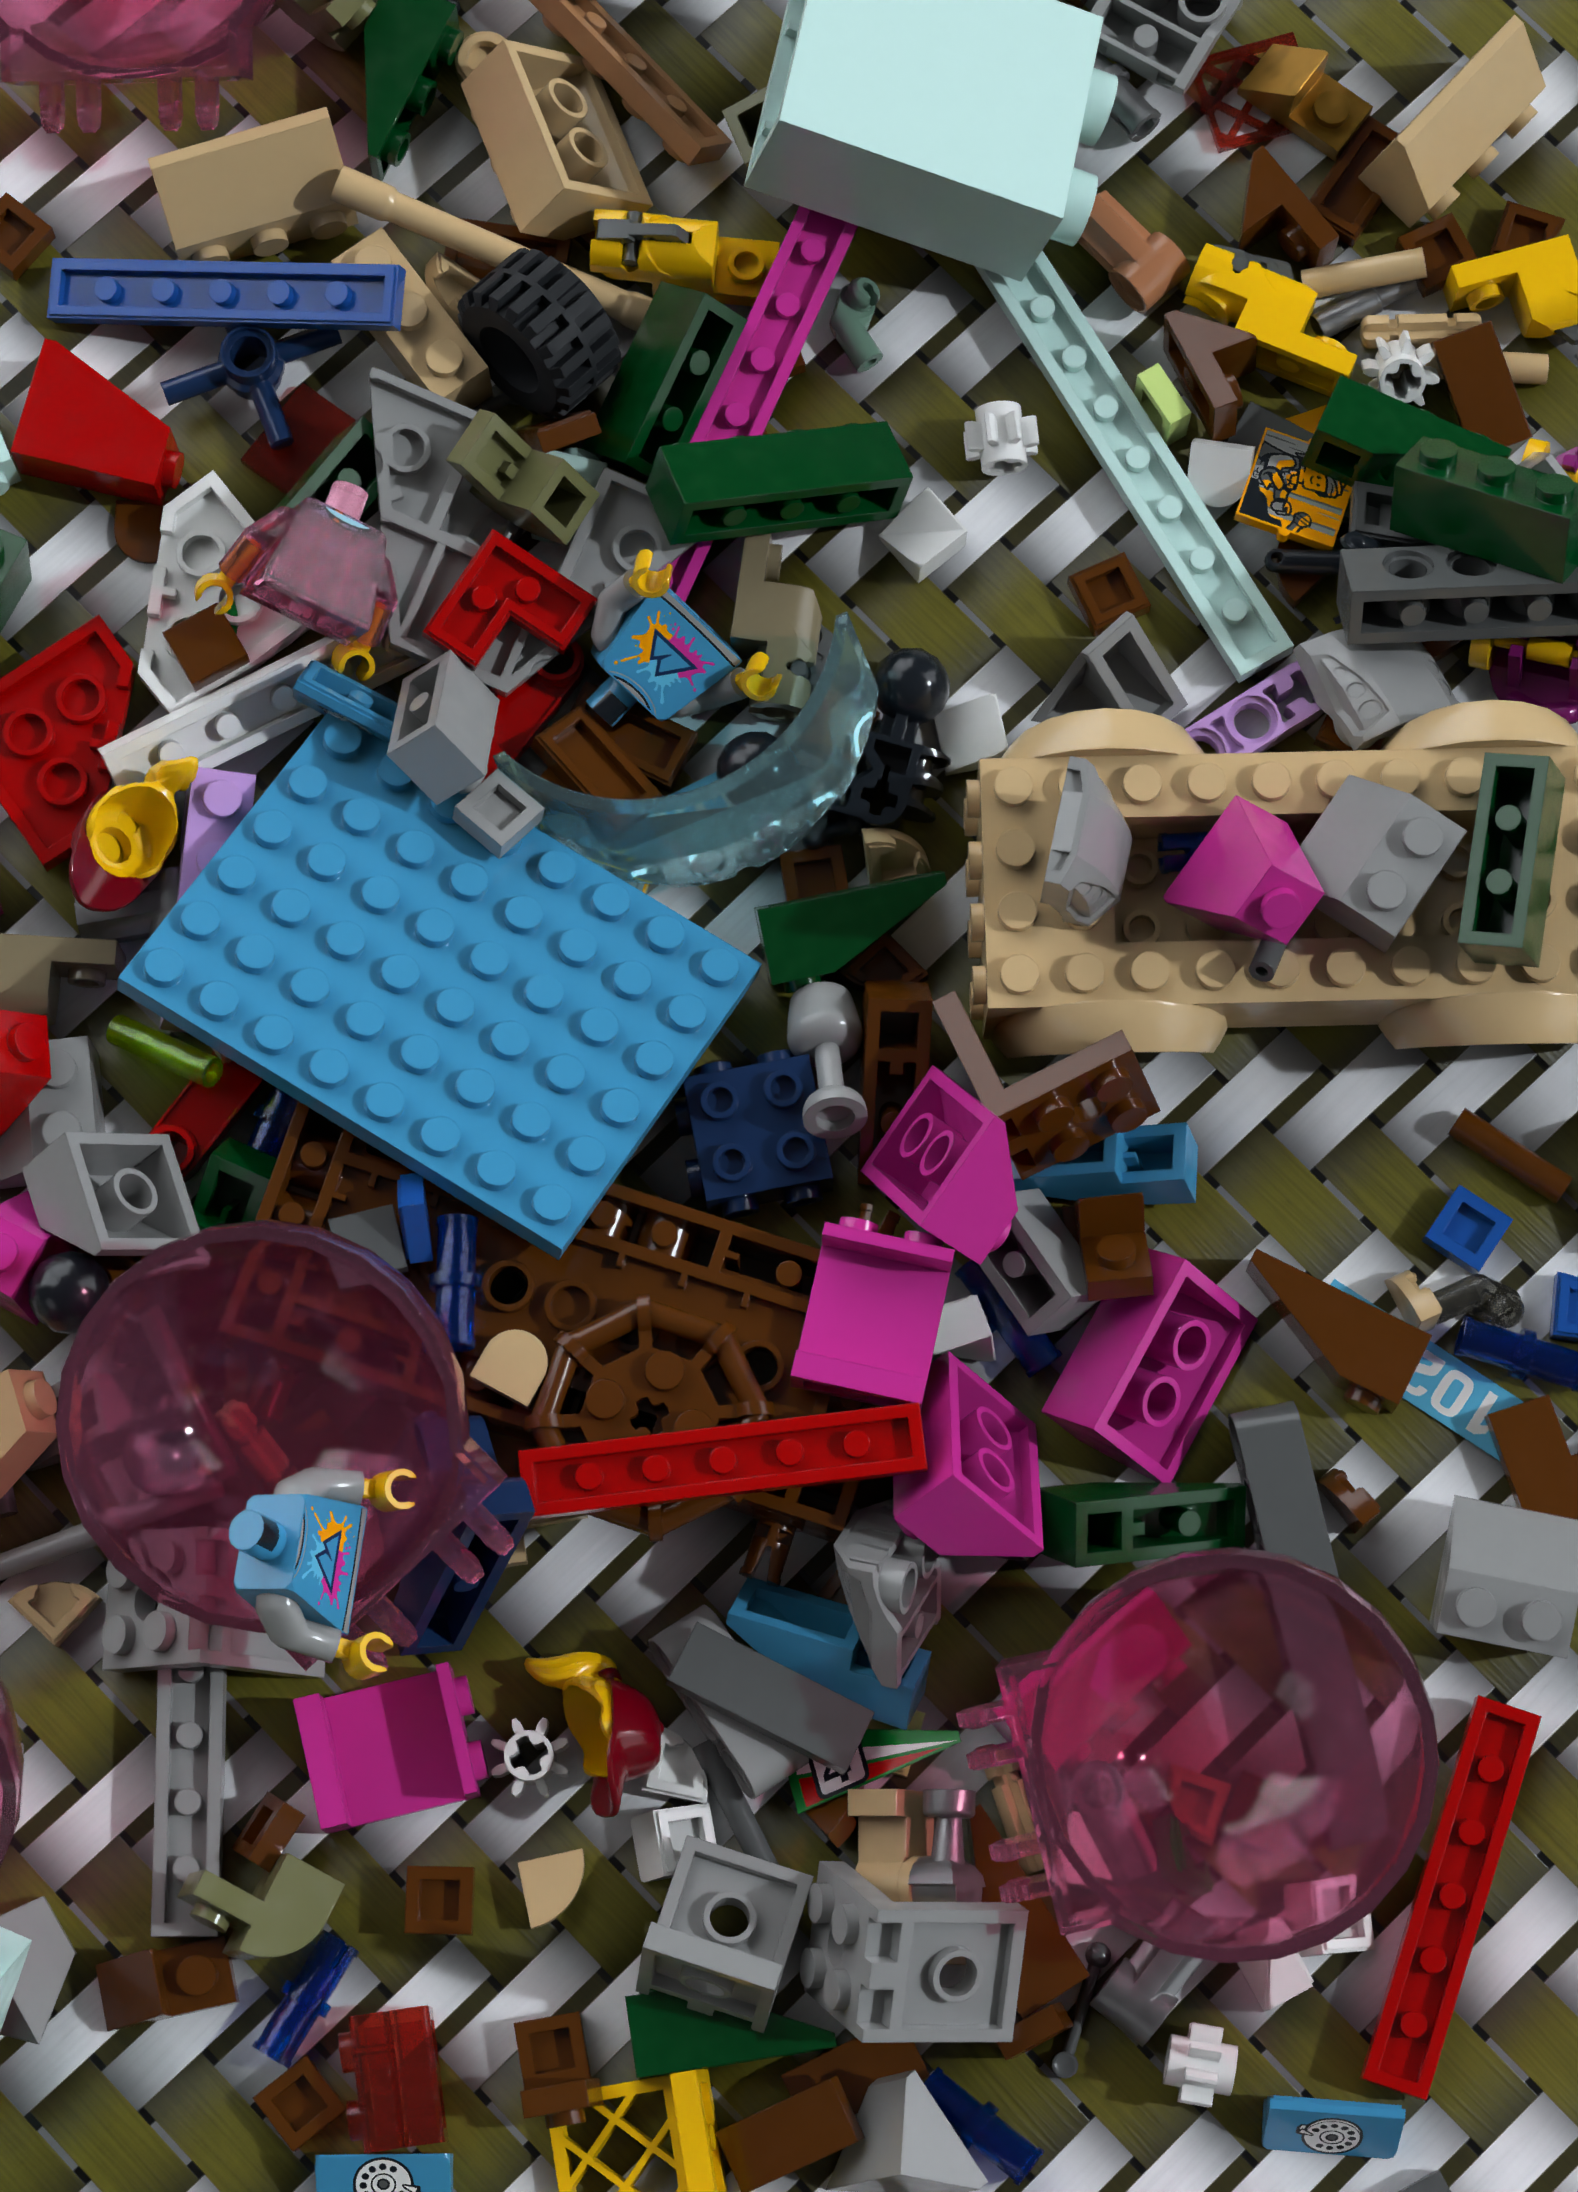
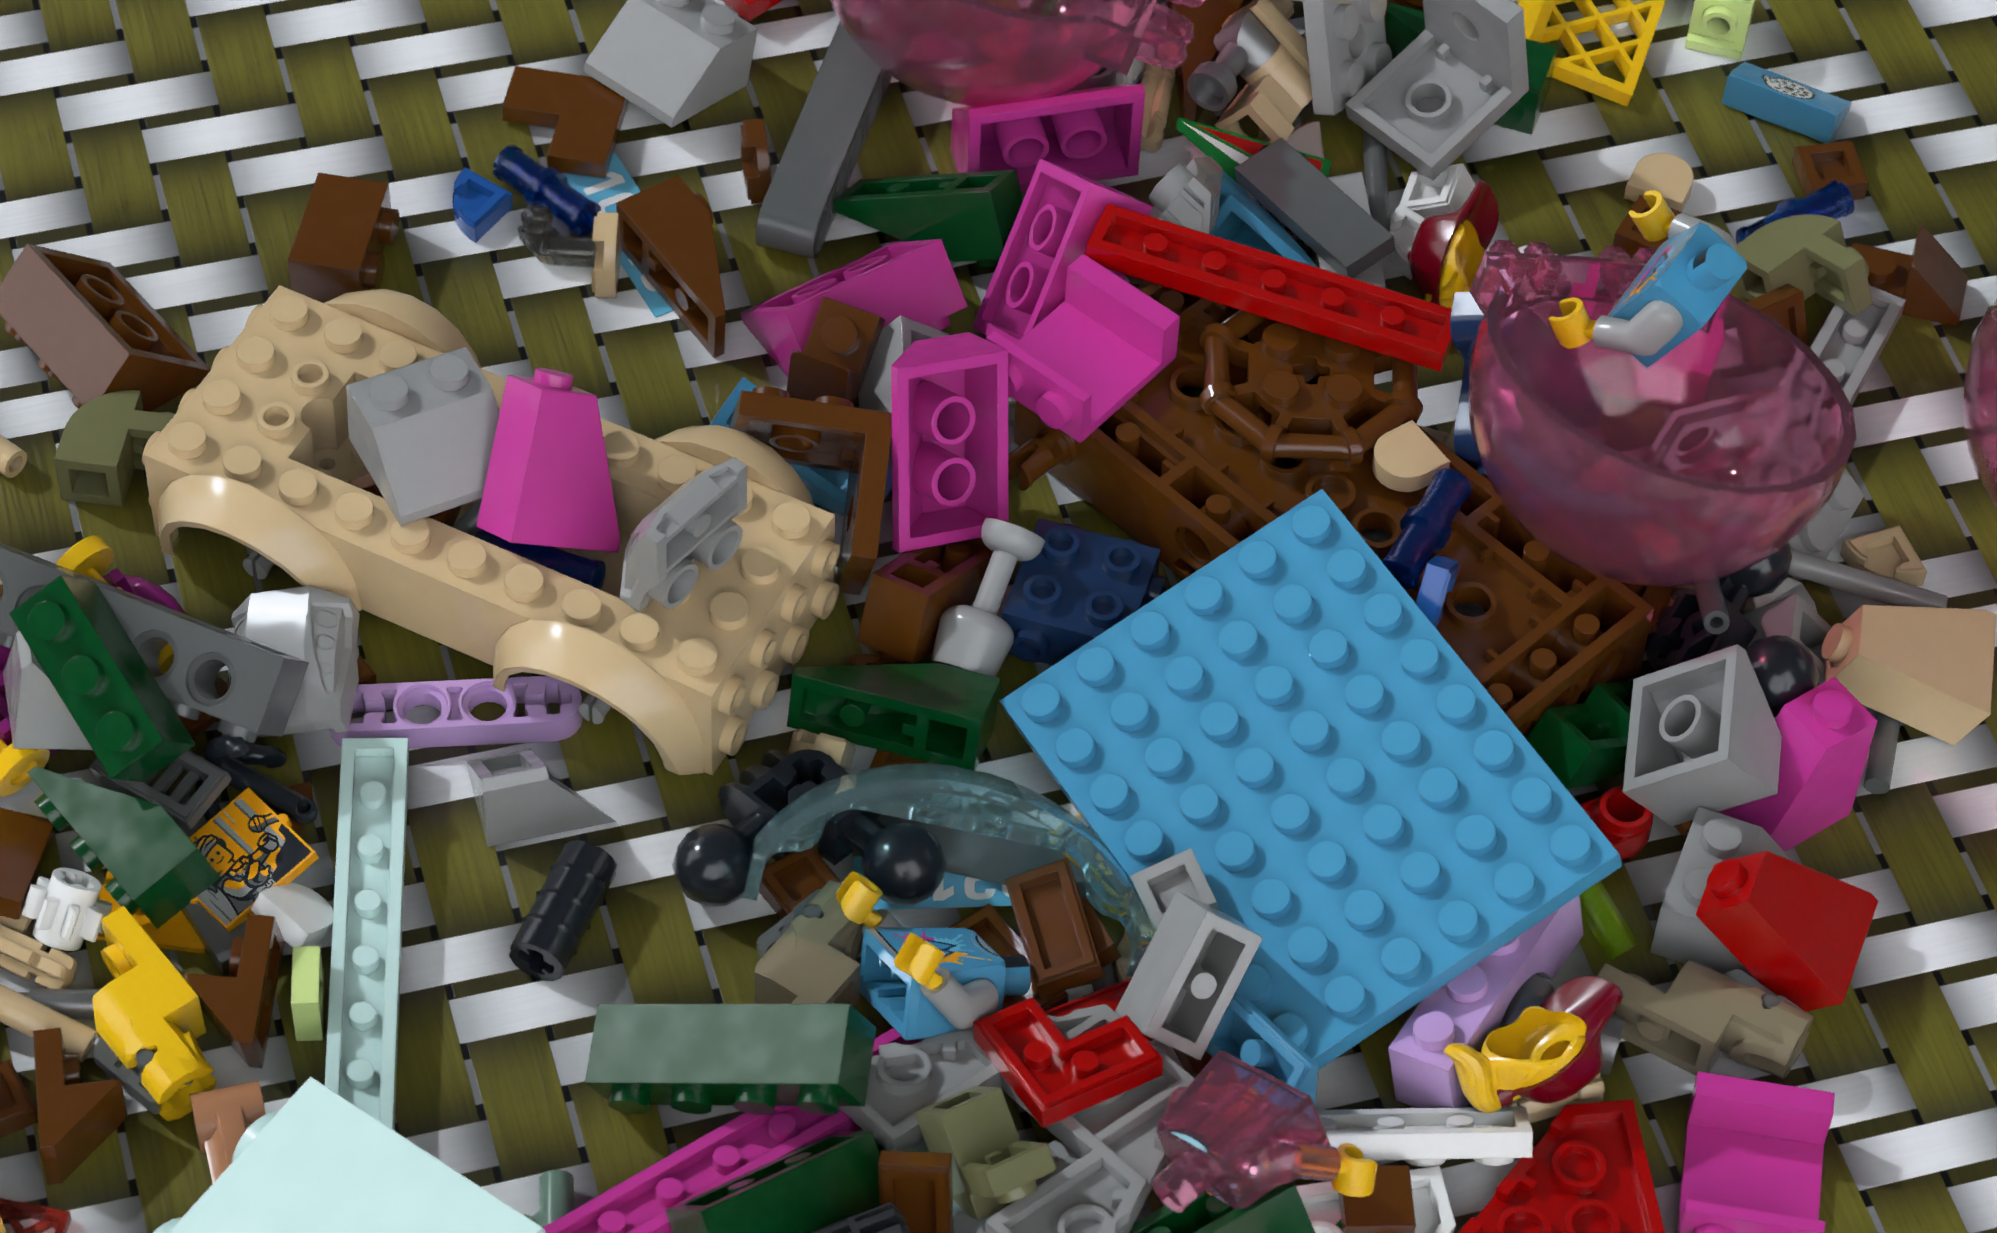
camera: 155 degrees left, 25 degrees down
(375, 1230) = (1487, 596): dark grey tile -> none
(395, 2080) = (1746, 142): clear red brick -> none
(463, 1988) = (1664, 174): none -> tan tile
(551, 1884) = (1554, 213): tan tile -> none
(552, 2050) = (1610, 121): reddish brown tile -> none
(563, 2102) = (1622, 65): reddish brown plate -> none
(924, 535) = (608, 980): white slope -> none
(971, 733) = (674, 811): white slope -> none
(1001, 438) = (482, 1033): white gear -> none
(1011, 590) = (563, 910): none -> black axle
(1108, 592) = (472, 878): reddish brown tile -> none
(1467, 1230) = (524, 291): blue tile -> none
(1510, 1155) = (433, 291): reddish brown piece -> none
(1511, 859) = (313, 368): dark green brick -> none

